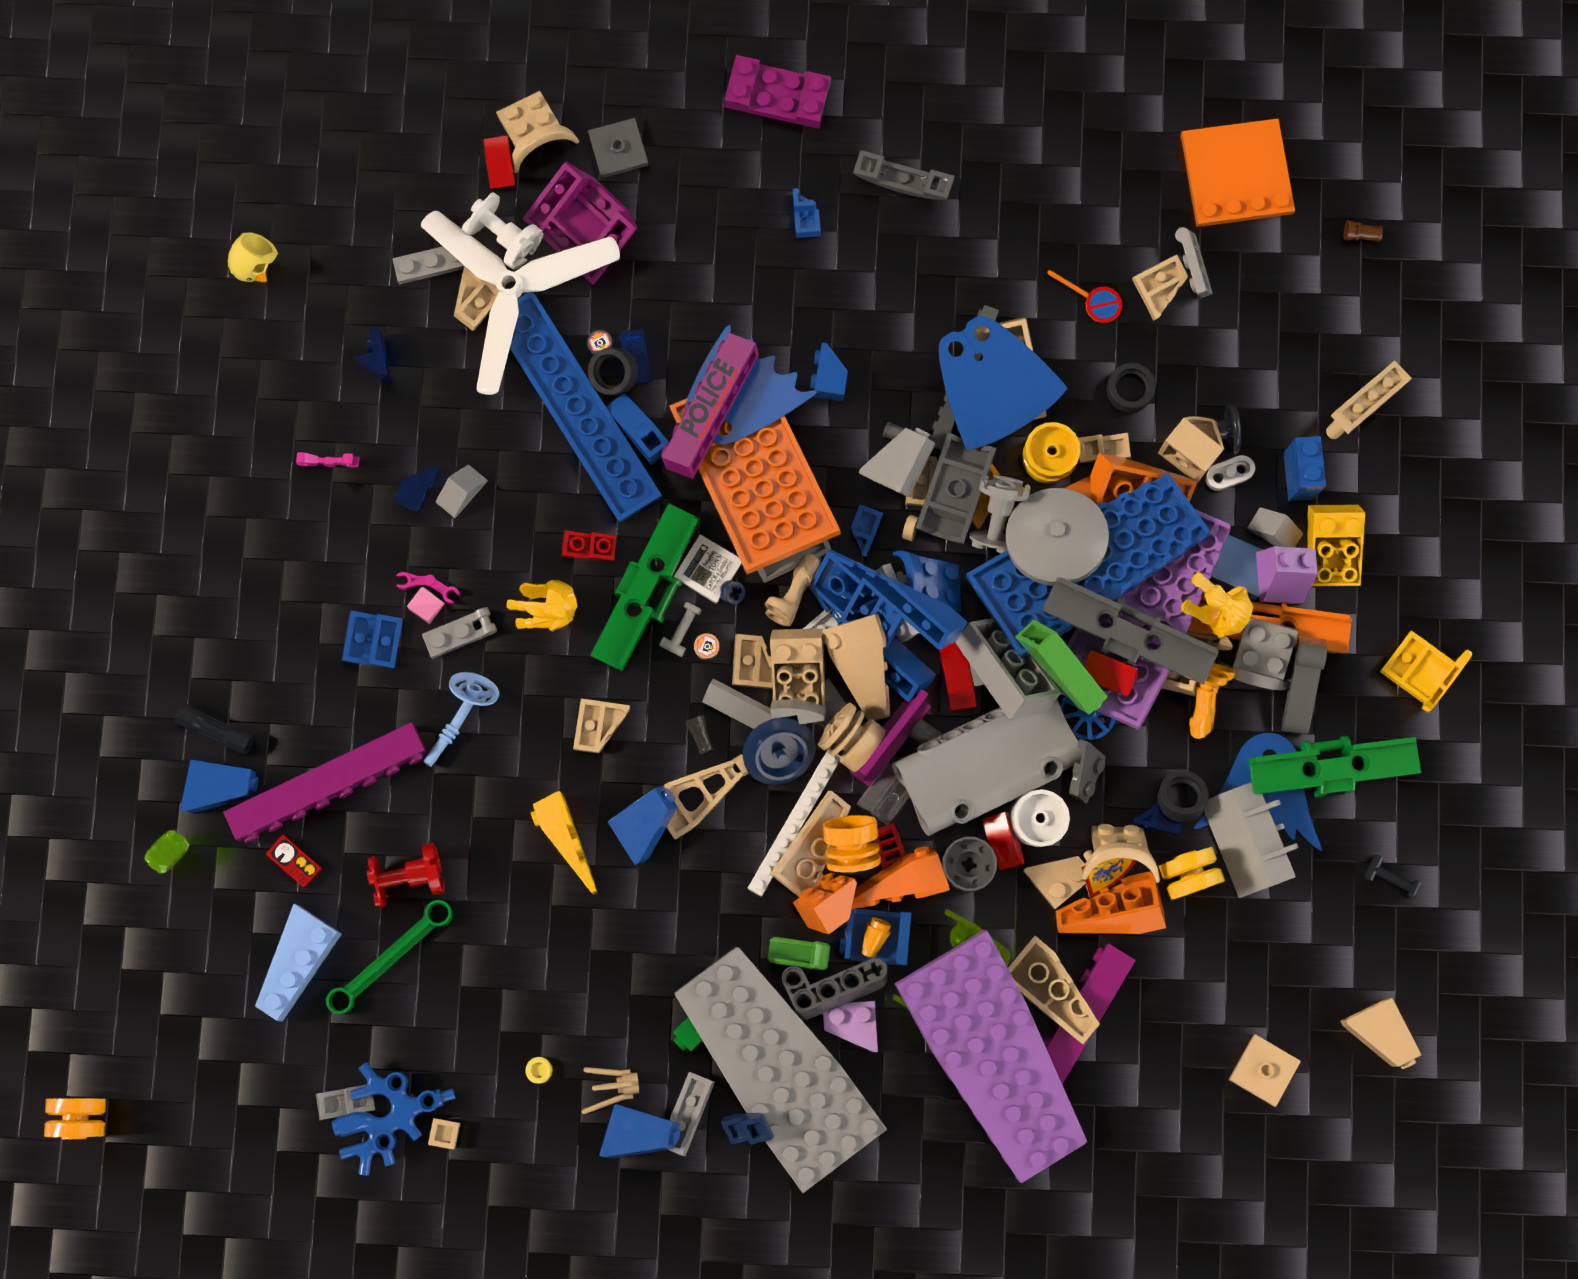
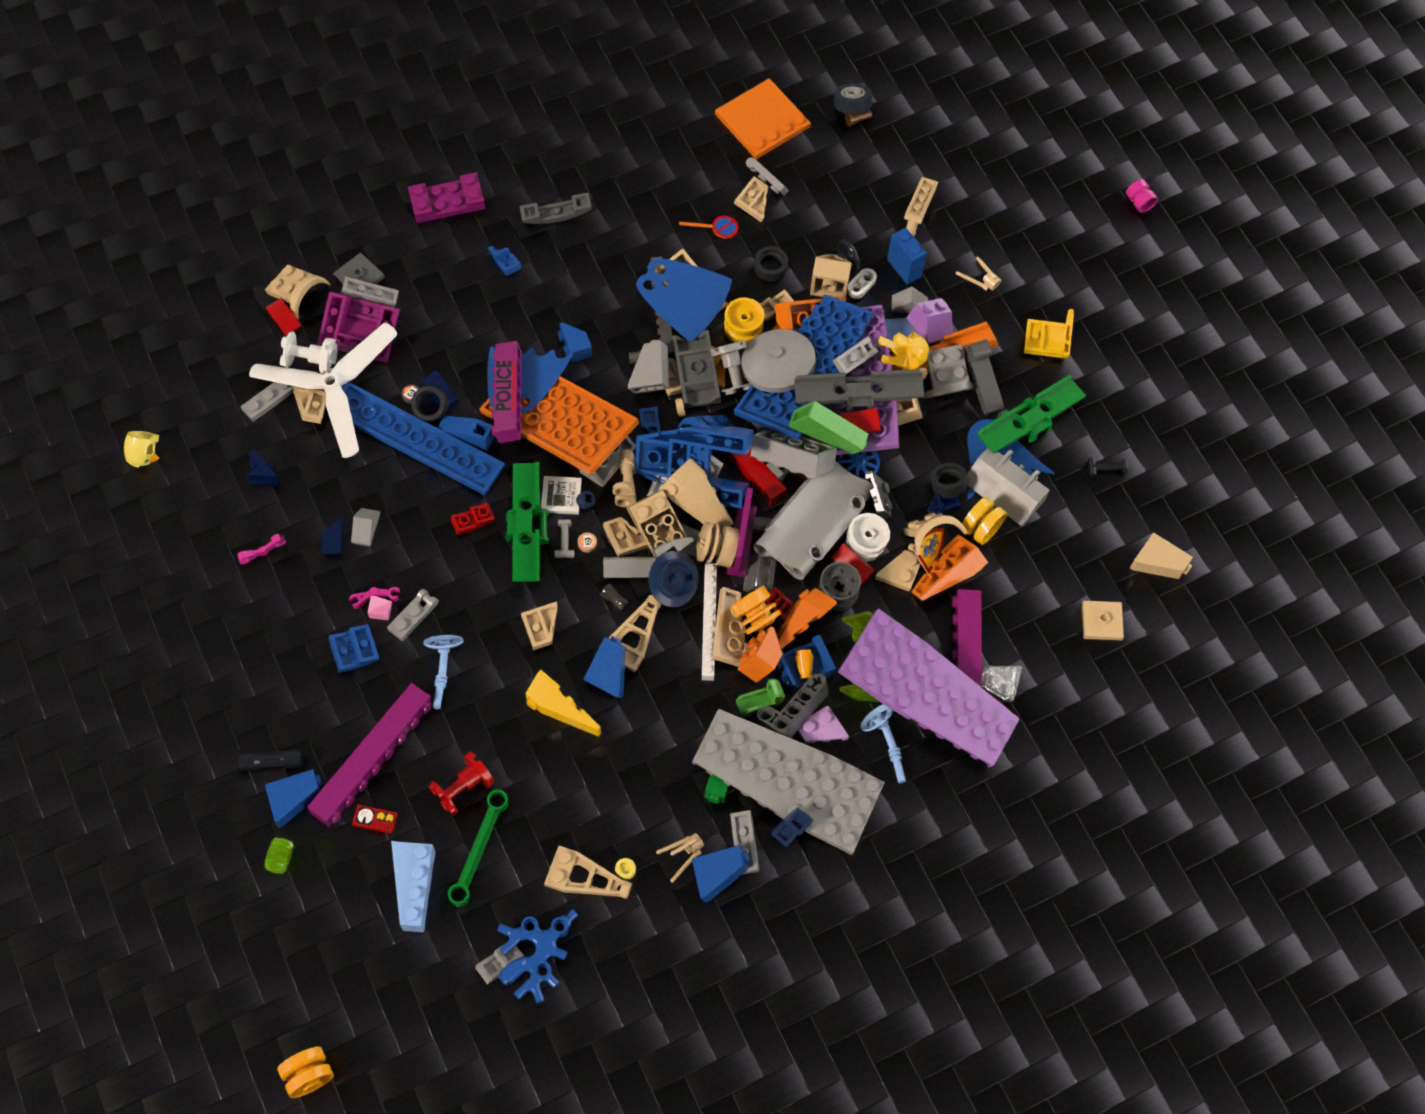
camera: 30 degrees left, 15 degrees down
(444, 1133) = (582, 945): tan plate -> none
(467, 1033) = (561, 870): none -> tan plate
(554, 613) = (467, 561): yellow piece -> none
(617, 181) = (369, 292): none -> light grey plate
(922, 1058) = (880, 721): none -> light blue dish
(1052, 990) = (942, 634): tan wedge -> none
(1096, 1082) = (1002, 680): none -> clear wing
(1152, 583) = (855, 356): none -> light grey plate
(1204, 712) = (933, 428): light orange piece -> none
(1338, 542) = (954, 289): yellow slope -> none
(1368, 204) = (852, 98): none -> black wheel
(1397, 551) = (990, 279): none -> tan plant

